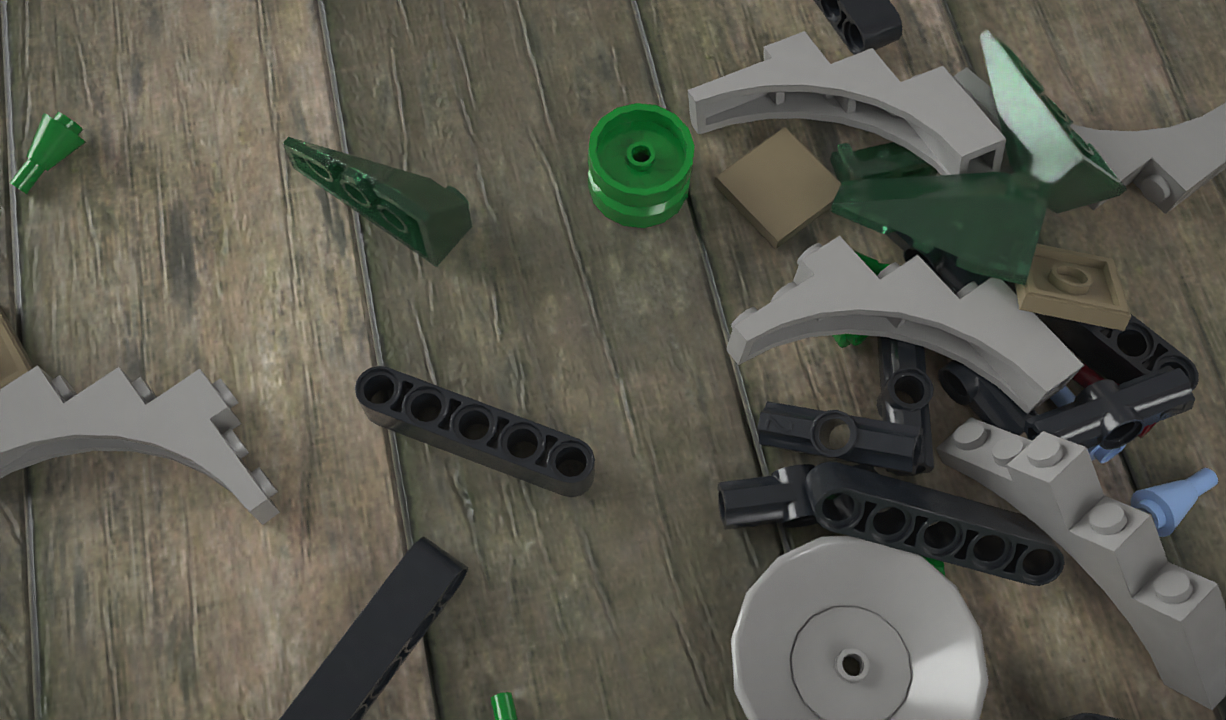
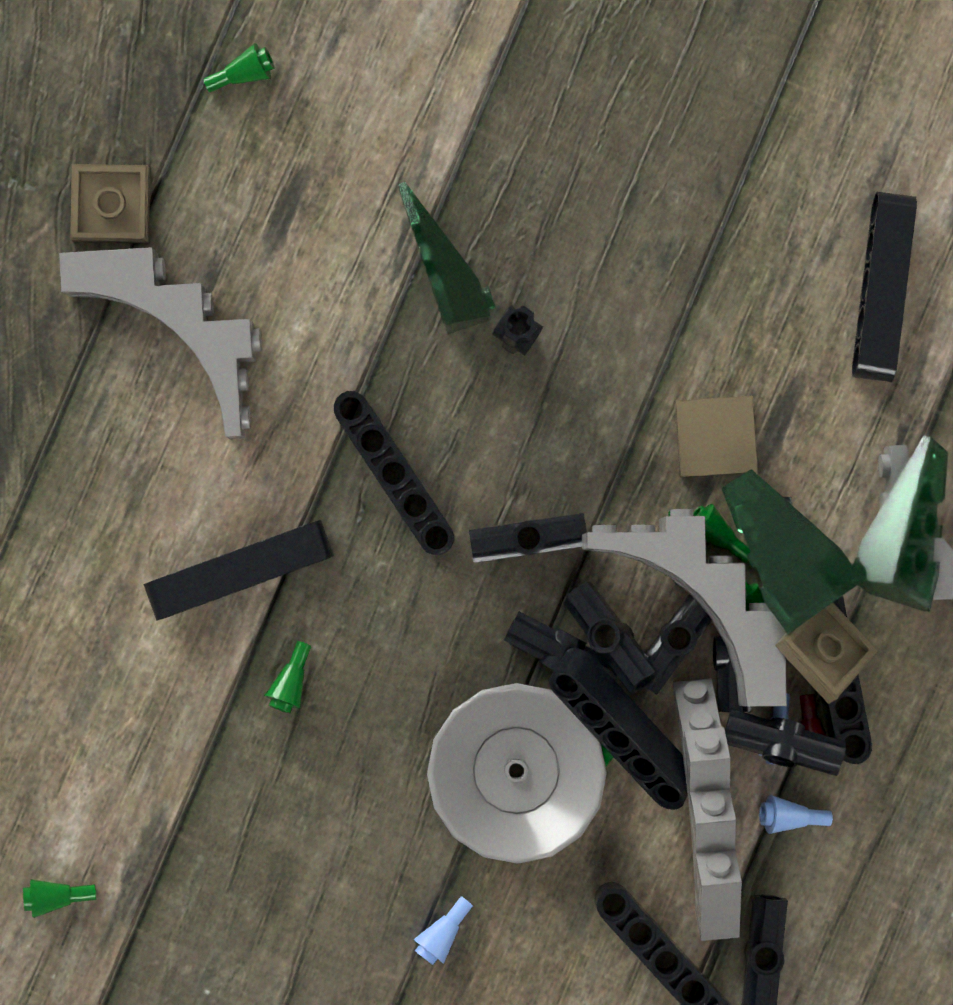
camera: 35 degrees right, 20 degrees up
(505, 187) = (517, 330): none -> black piece
(640, 165) = (626, 339): green wheel -> none
(649, 422) = (502, 542): none -> black piece
(797, 82) = (815, 409): light grey arch -> none
(878, 162) = (800, 470): clear green hinge -> none

